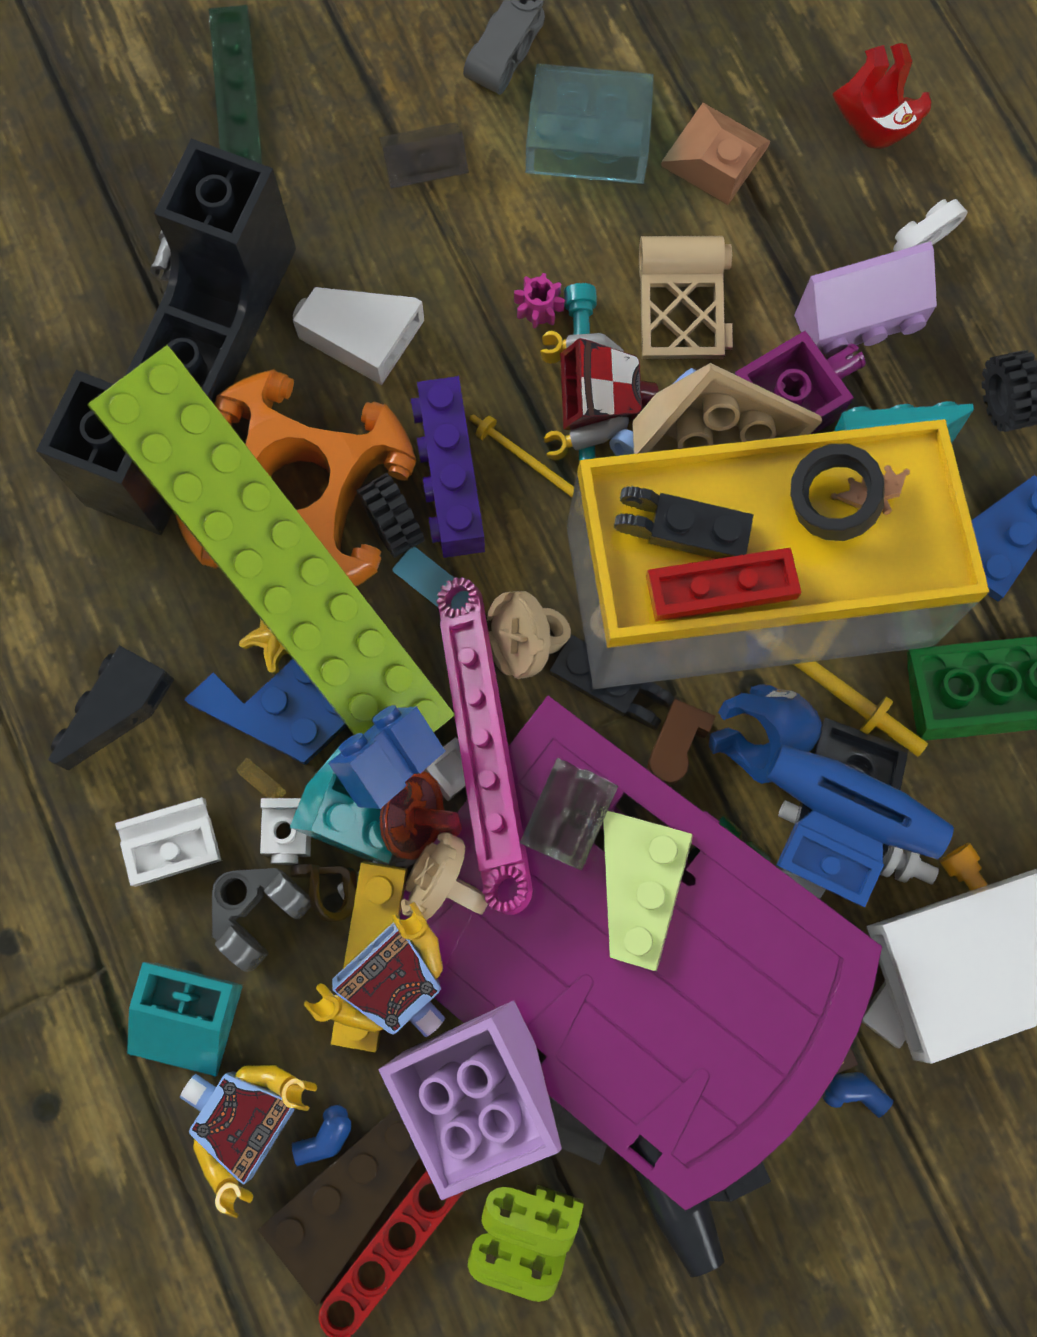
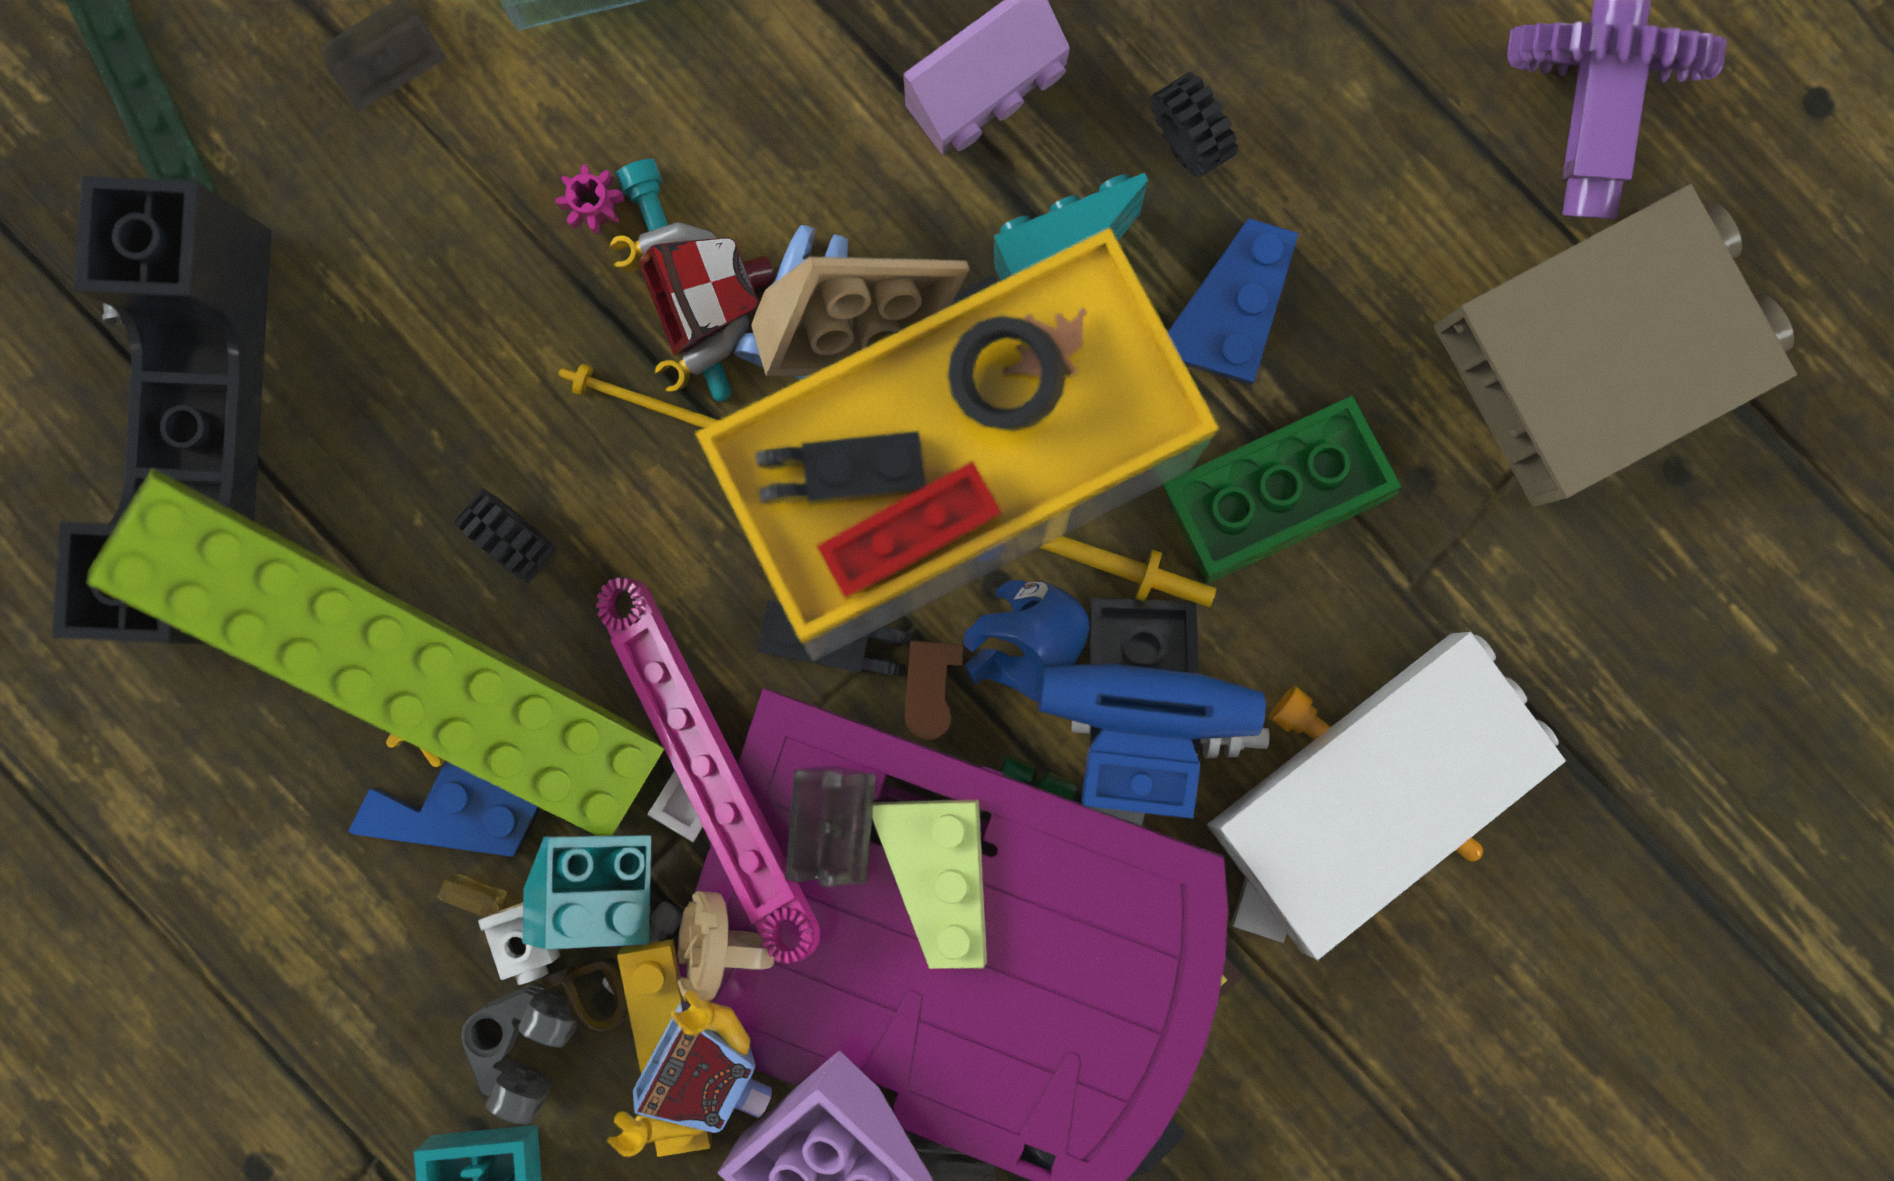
camera: 20 degrees left, 10 degrees up
(118, 702) = (274, 857): black slope -> none
(168, 842) = (393, 999): white plate -> none
(346, 457) = (431, 487): orange piece -> none
(359, 327) = (385, 309): white slope -> none
(385, 756) = (599, 836): blue brick -> none
(416, 817) = (658, 879): clear red shield -> none
(426, 577) = (577, 586): medium azure sticker -> none
(451, 467) = (555, 447): dark purple brick -> none
(522, 633) = (706, 625): tan tile -> none
(689, 264) = (753, 89): tan piece -> none
(806, 377) = (929, 186): magenta brick -> none
(857, 1087) = (1248, 1001): blue arm -> none

